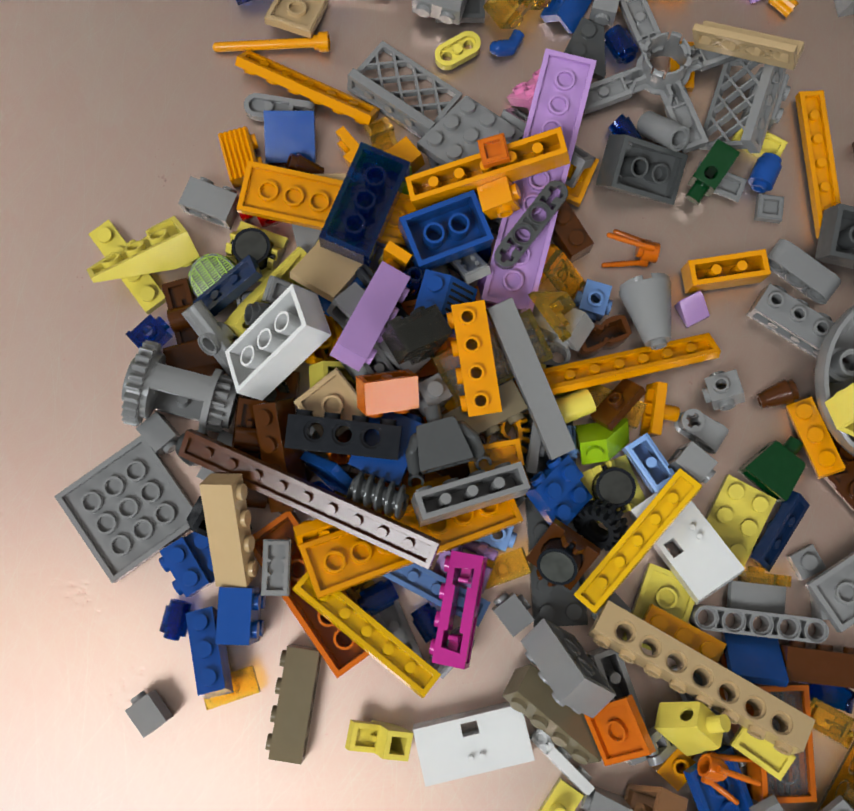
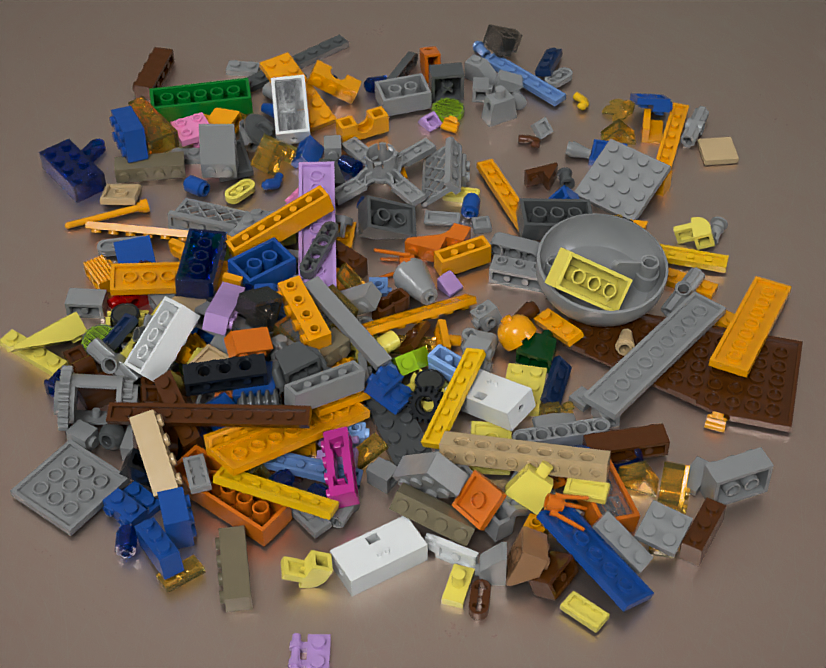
camera: 20 degrees left, 35 degrees down
(148, 712) = (120, 600): light grey brick -> none
(400, 25) = (196, 186): none -> blue brick
(494, 150) = (280, 208): orange tile -> none
(499, 198) = (293, 238): light orange brick -> none
(553, 307) = (350, 285): clear yellow slope -> none
(560, 555) = (404, 421): piece -> none
(663, 131) = (398, 193): light grey pin -> none
(689, 236) = (424, 246): none -> orange arch
(715, 168) = (429, 212): dark green torso -> none
(747, 44) = (429, 138): tan fence -> none
(755, 437) = (514, 330): none -> light orange cylinder

